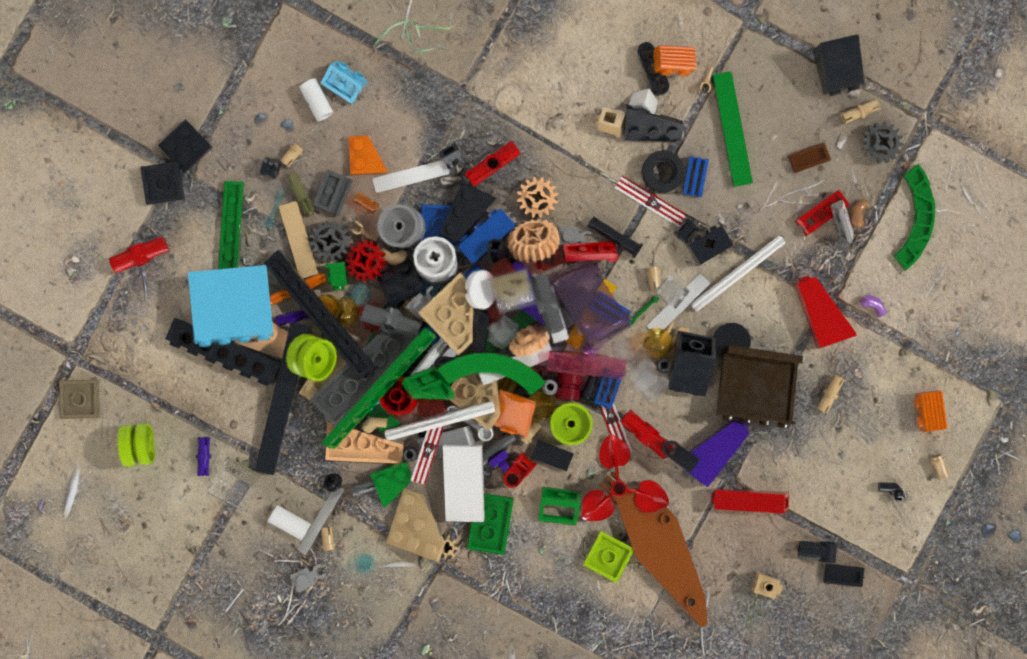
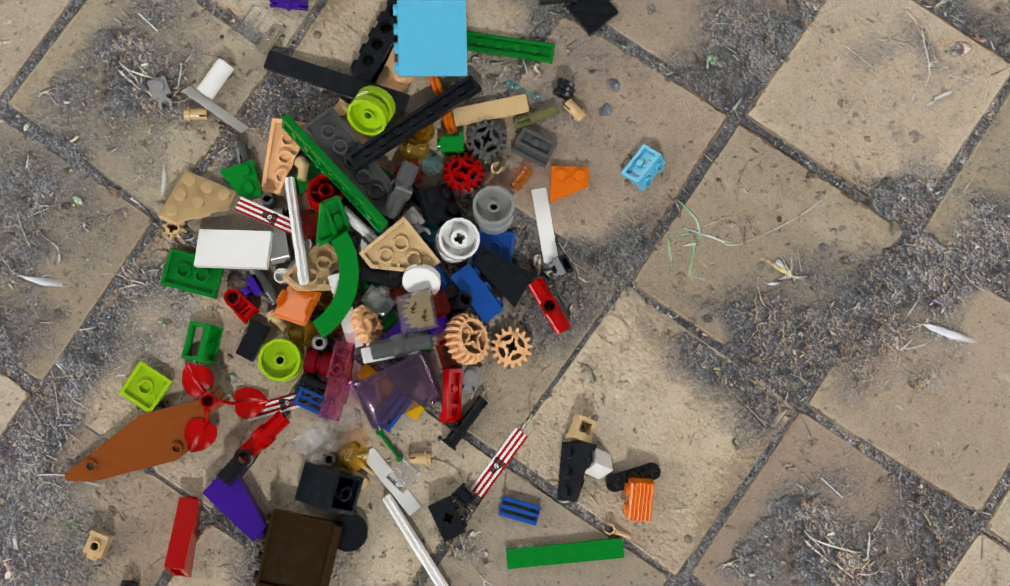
camera: 100 degrees right, 5 degrees down
(290, 317) = (414, 95): dark purple axle -> none
(317, 101) = (627, 138): white pin -> none
(333, 482) = (249, 123): black plate -> none
(365, 563) = (167, 148): clear light blue plate -> none
(395, 258) = (463, 202): tan arm -> none
(677, 171) = (527, 492): black tyre -> none

